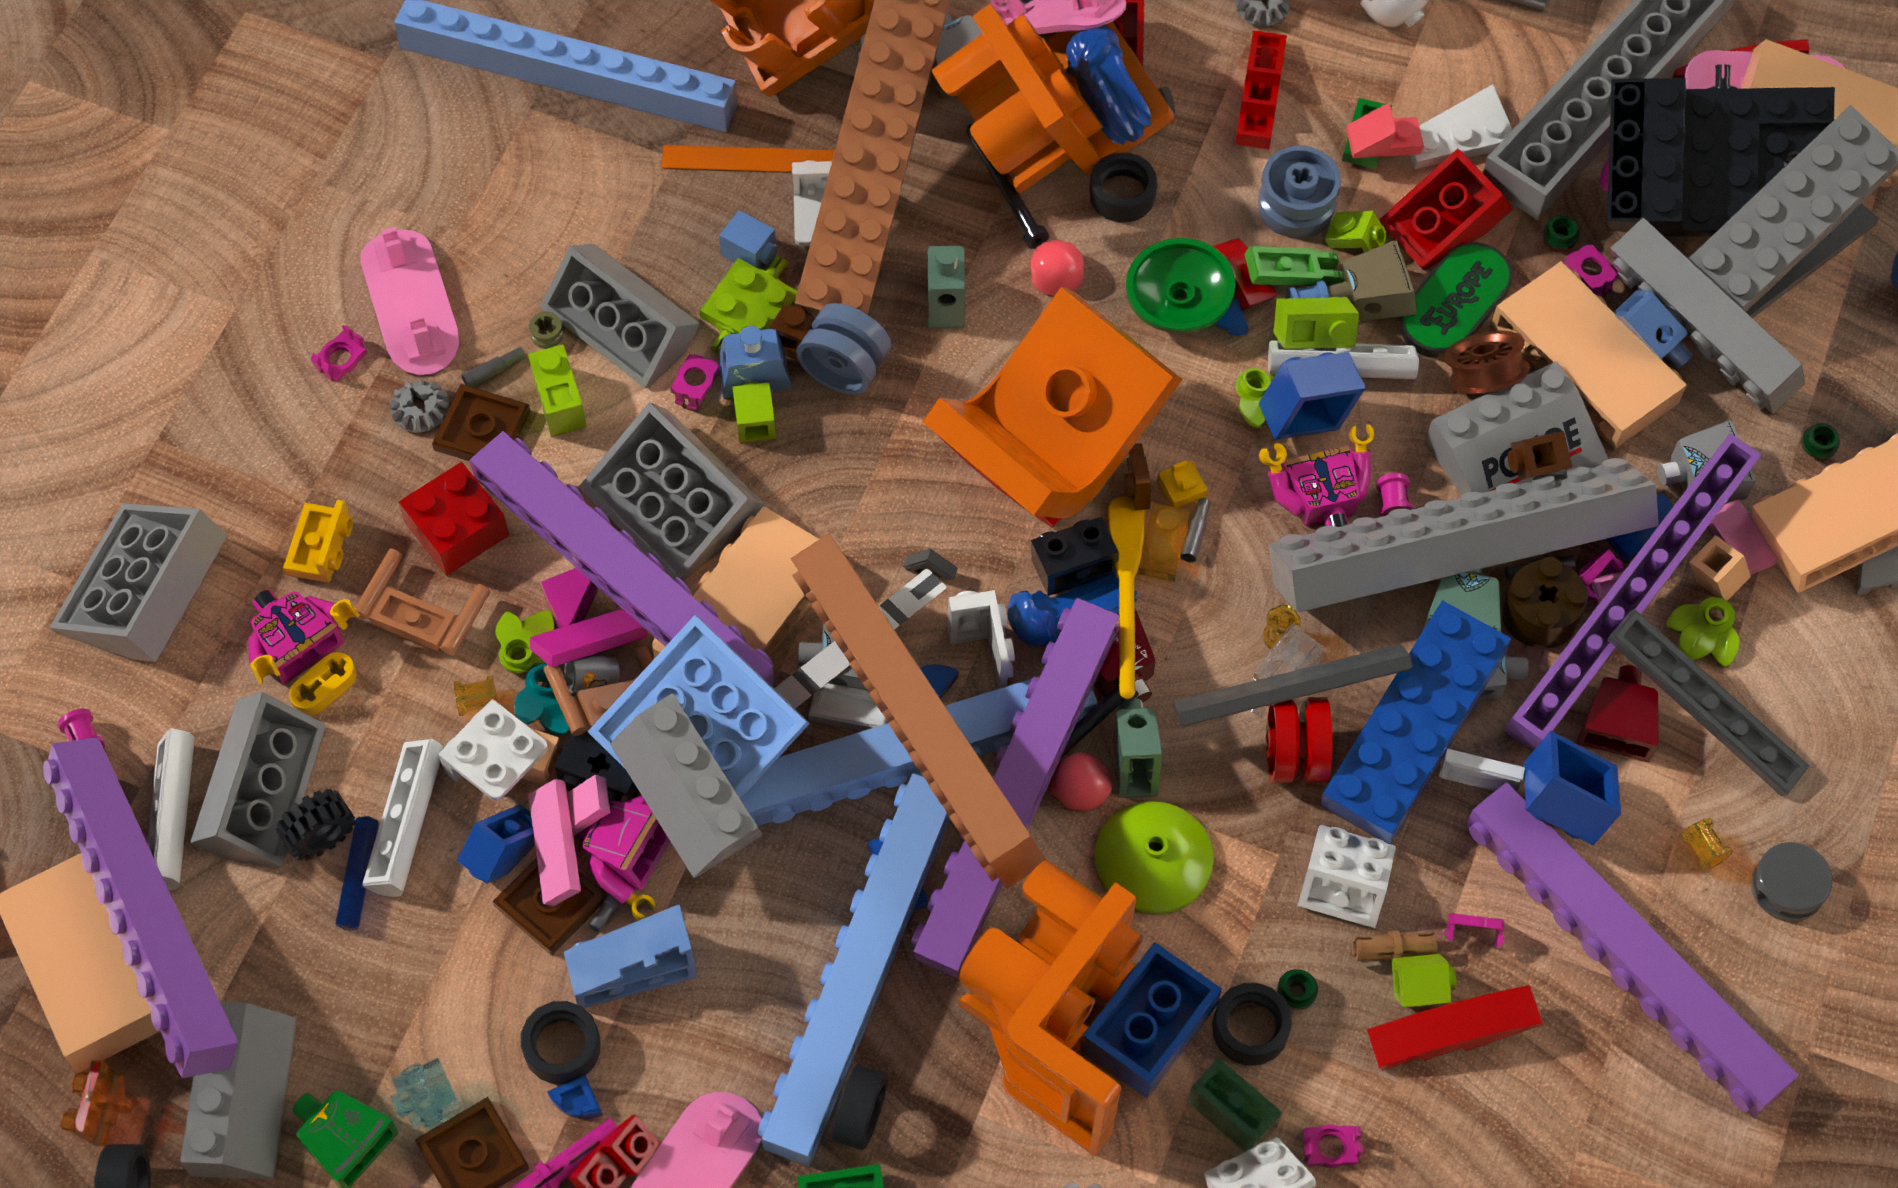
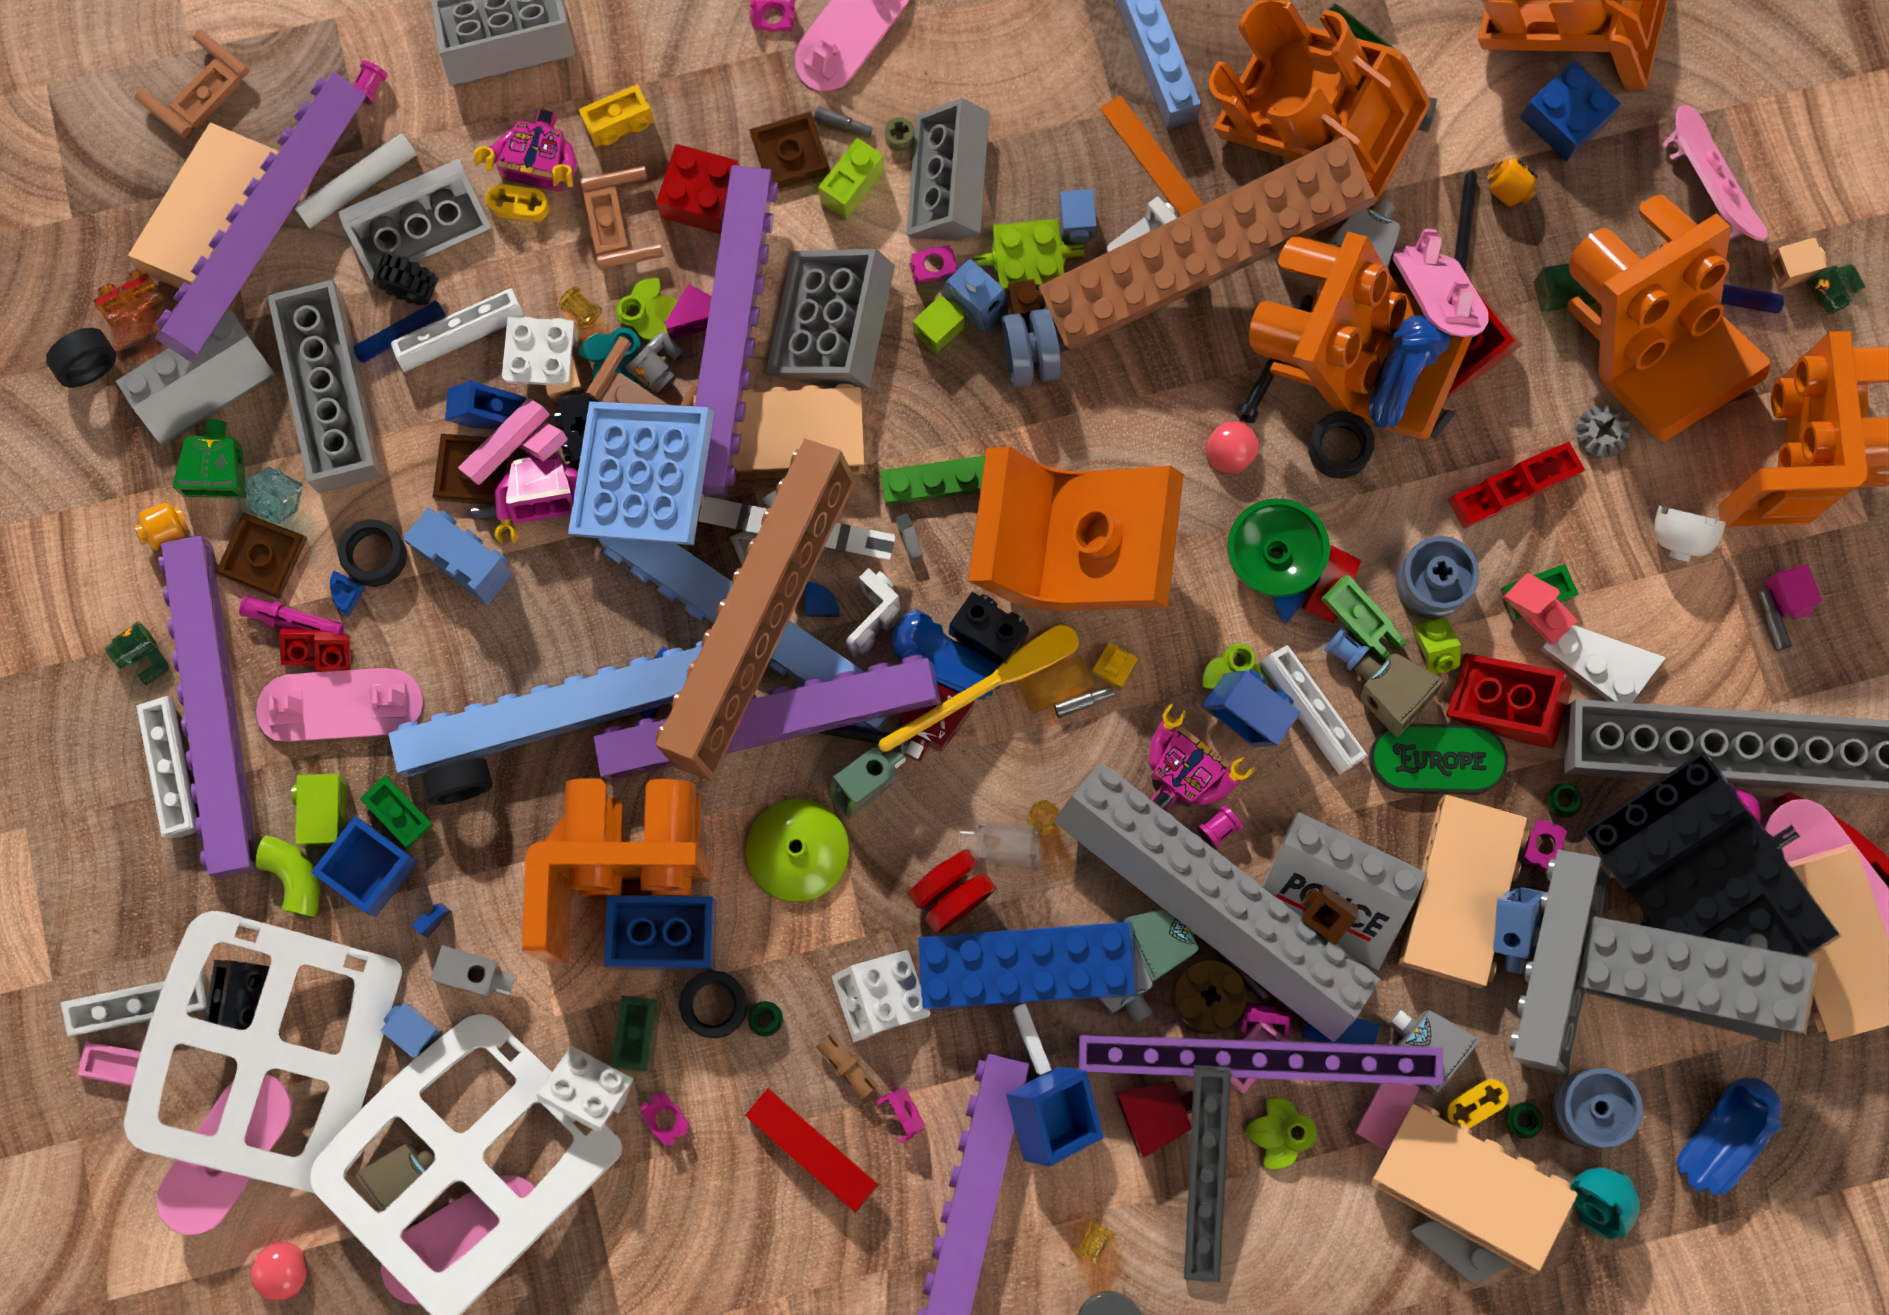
camera: 55 degrees right, 15 degrees up
(357, 969) = (324, 386): none -> light grey brick
(409, 416) = (778, 108): light grey gear -> none
(586, 637) = (663, 344): dark pink tile -> none
(684, 786) = (590, 497): light grey slope -> none
(901, 502) = (932, 480): none -> bright green plate
(946, 276) = (1148, 377): sand green torso -> none
(1081, 782) = (816, 759): coral hair -> none
(1138, 479) = (1086, 632): reddish brown plate -> none
(1292, 685) = (980, 859): dark grey tile -> none
(1316, 322) = (1324, 669): lime brick -> none
(1423, 980) = (829, 1104): lime brick -> none
(1486, 362) = (1386, 820): copper wheel -> none
(1720, 568) = (1337, 1112): light nougat brick -> none
(1773, 467) = (1472, 1096): none -> yellow beam
(1849, 376) = (1615, 1099): none -> sand blue wheel

